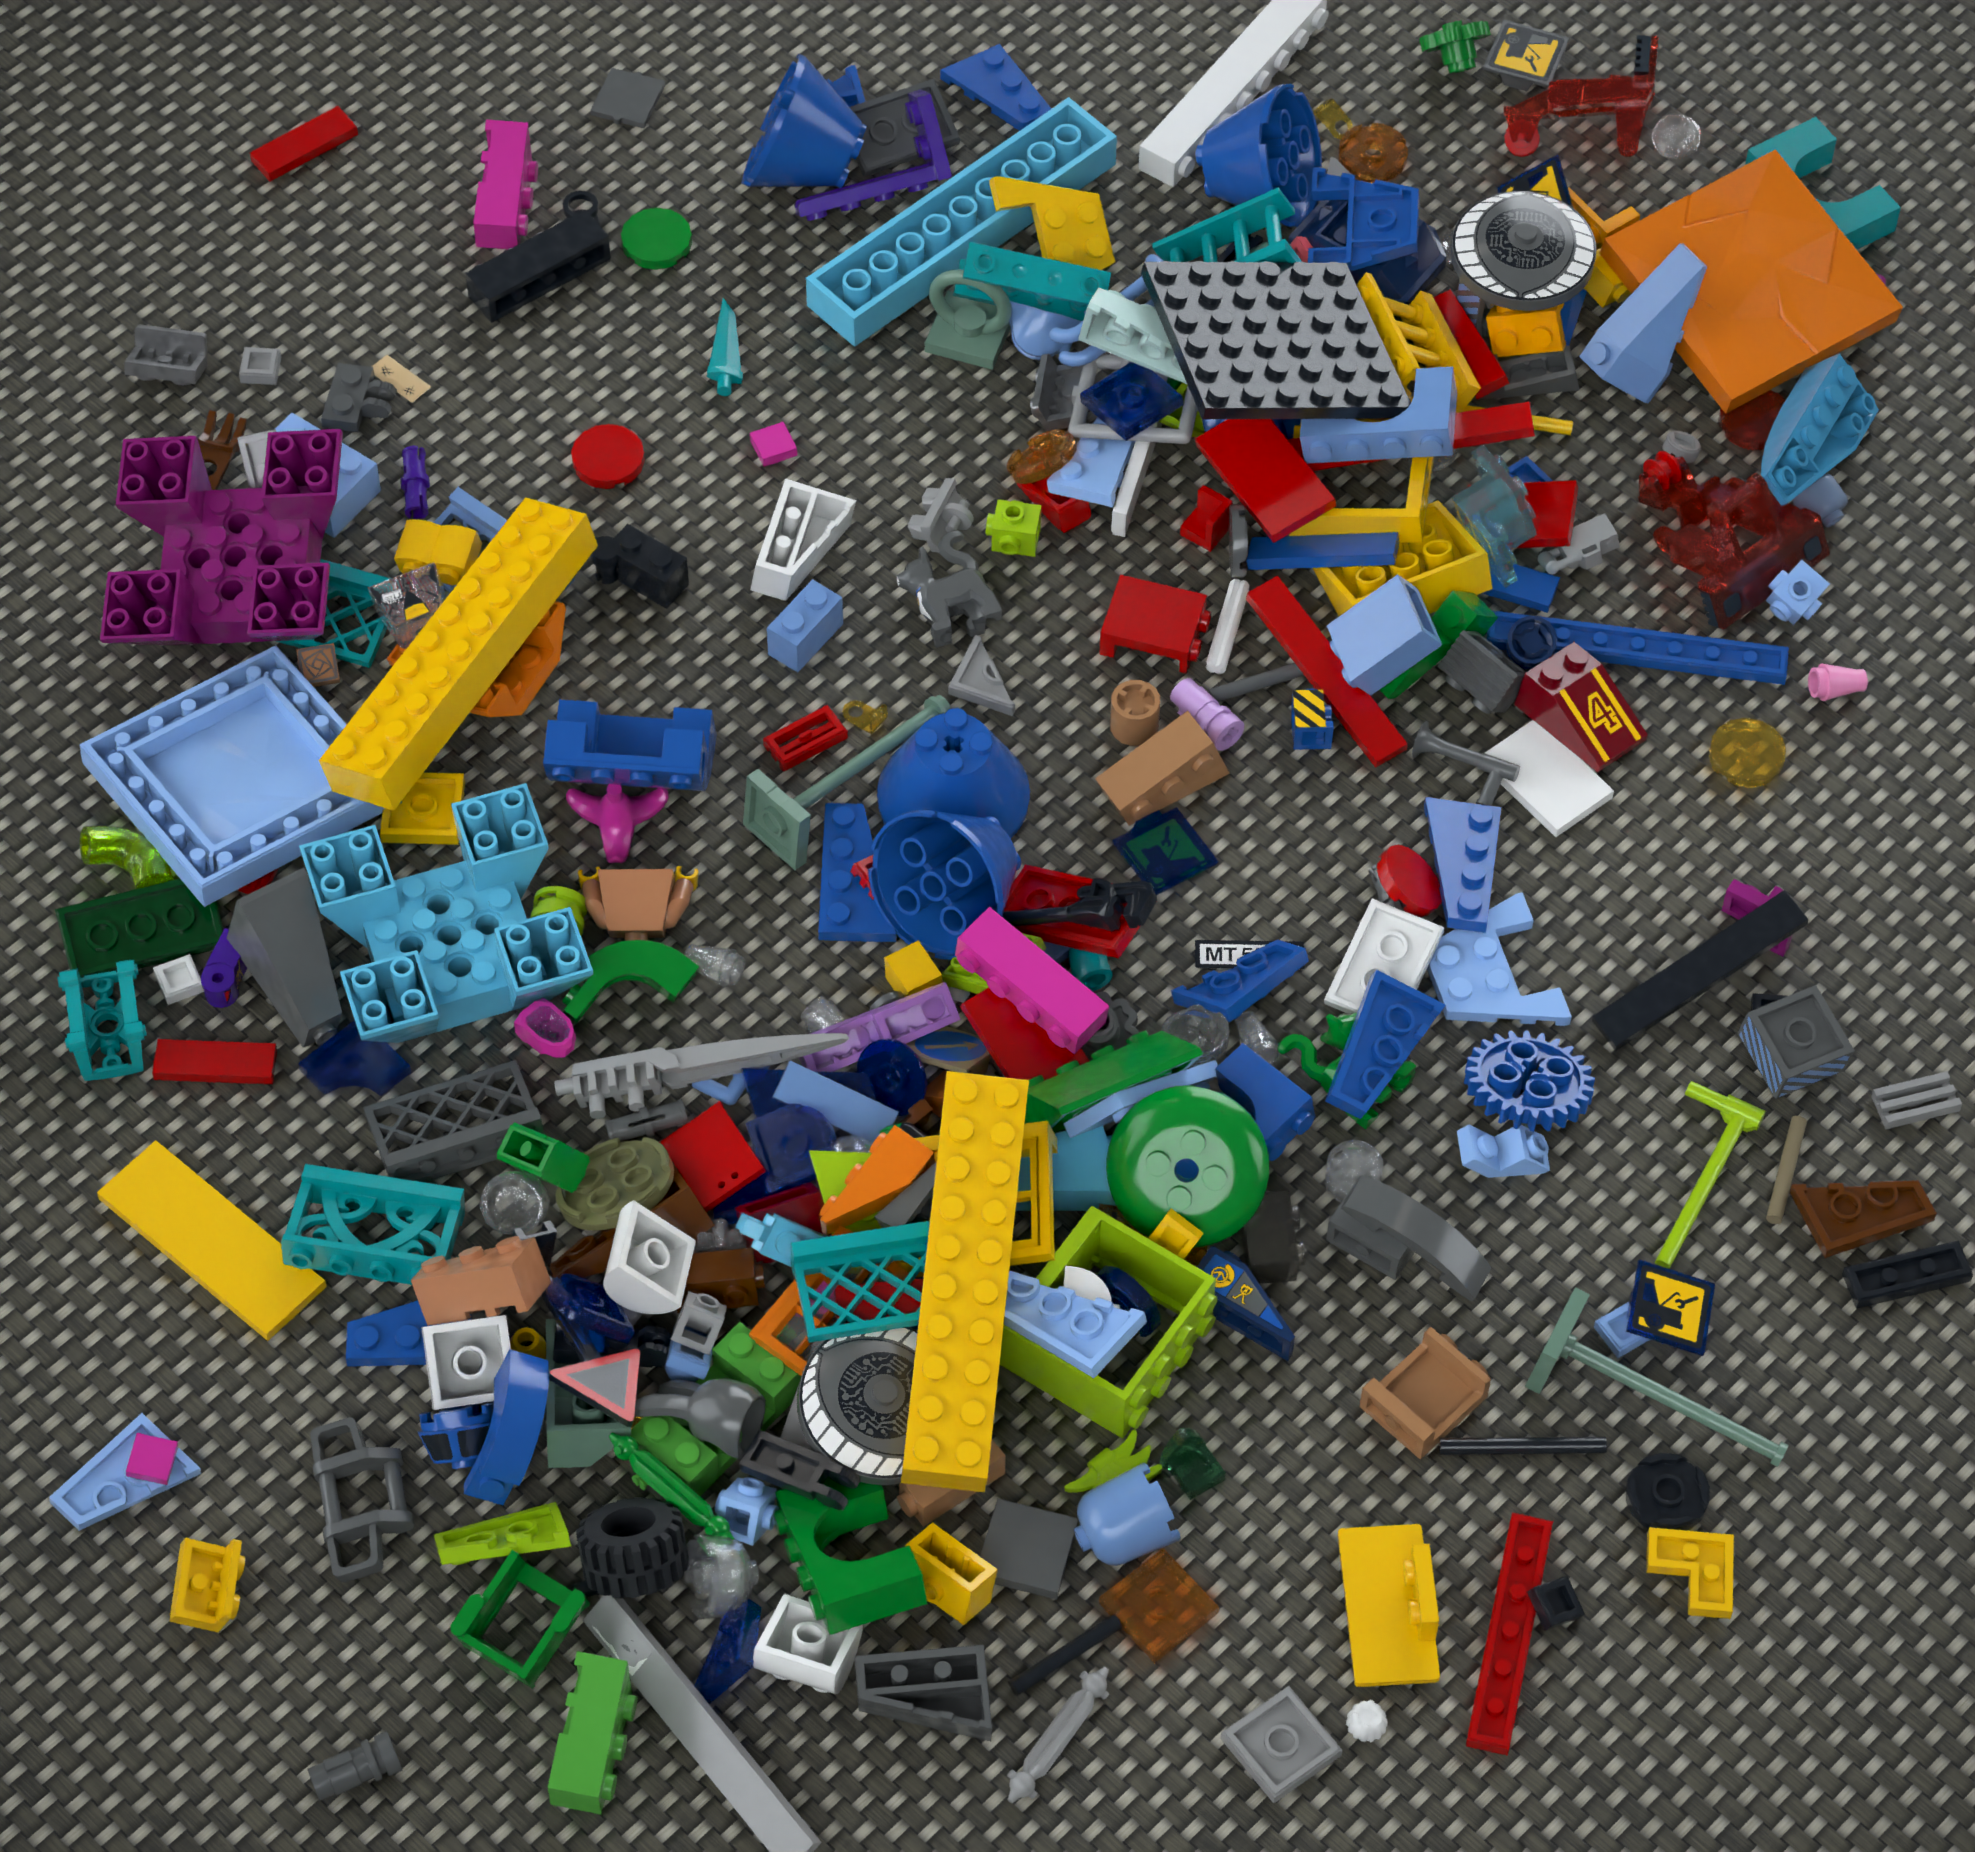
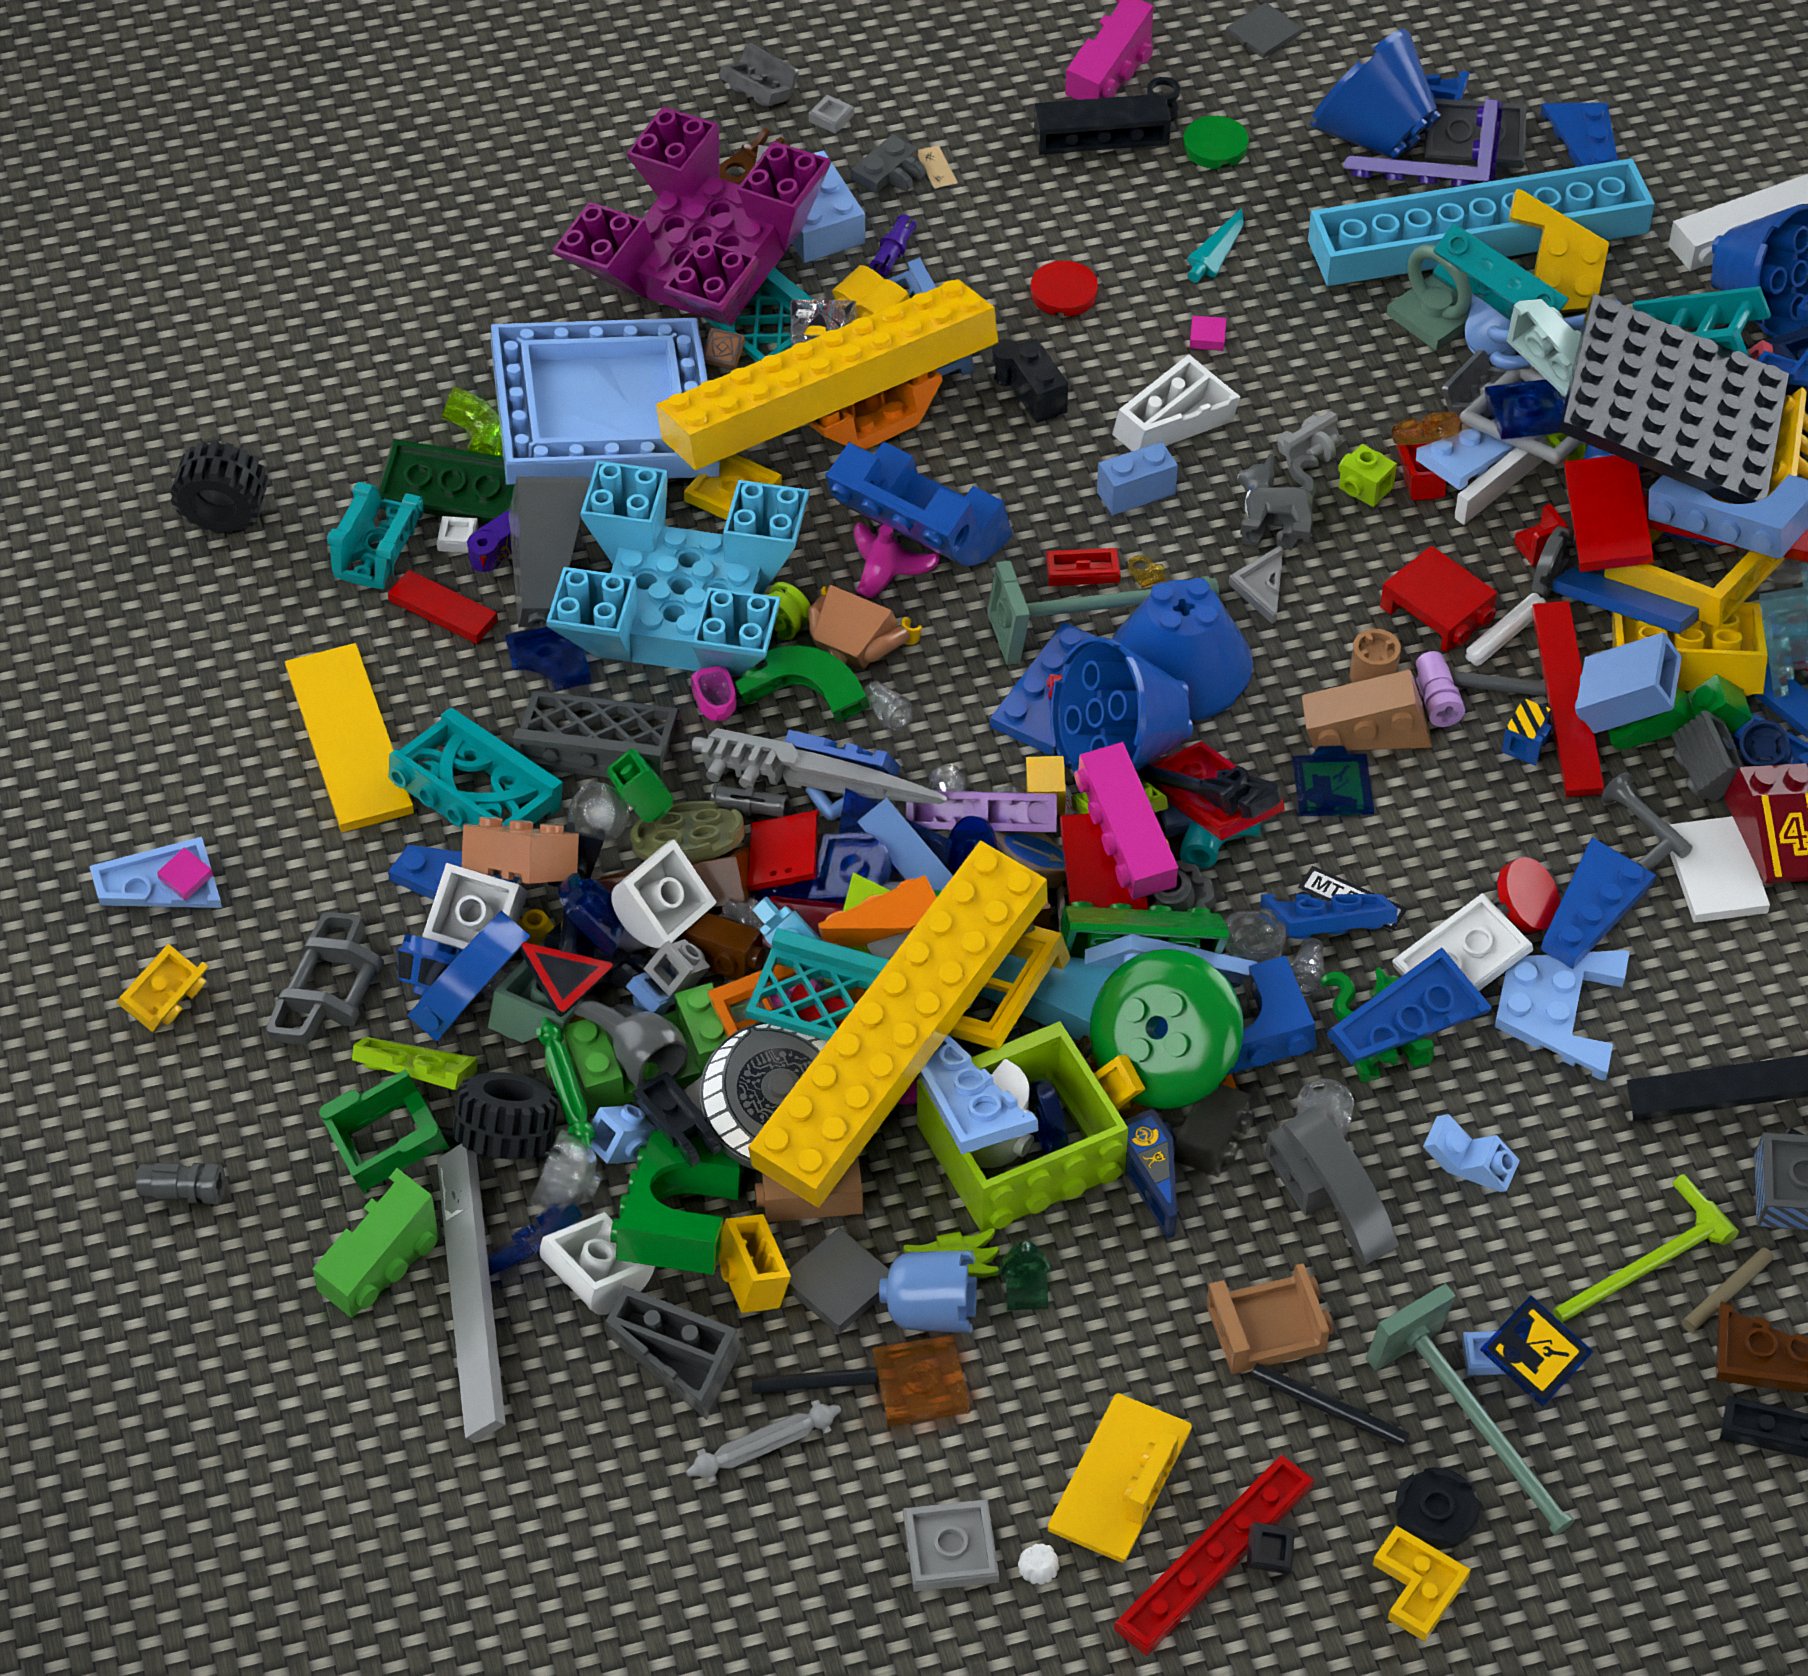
camera: 30 degrees right, 5 degrees down
(710, 1034) = (851, 753): none -> wing
(1550, 1096) = (1530, 1105): blue gear -> none

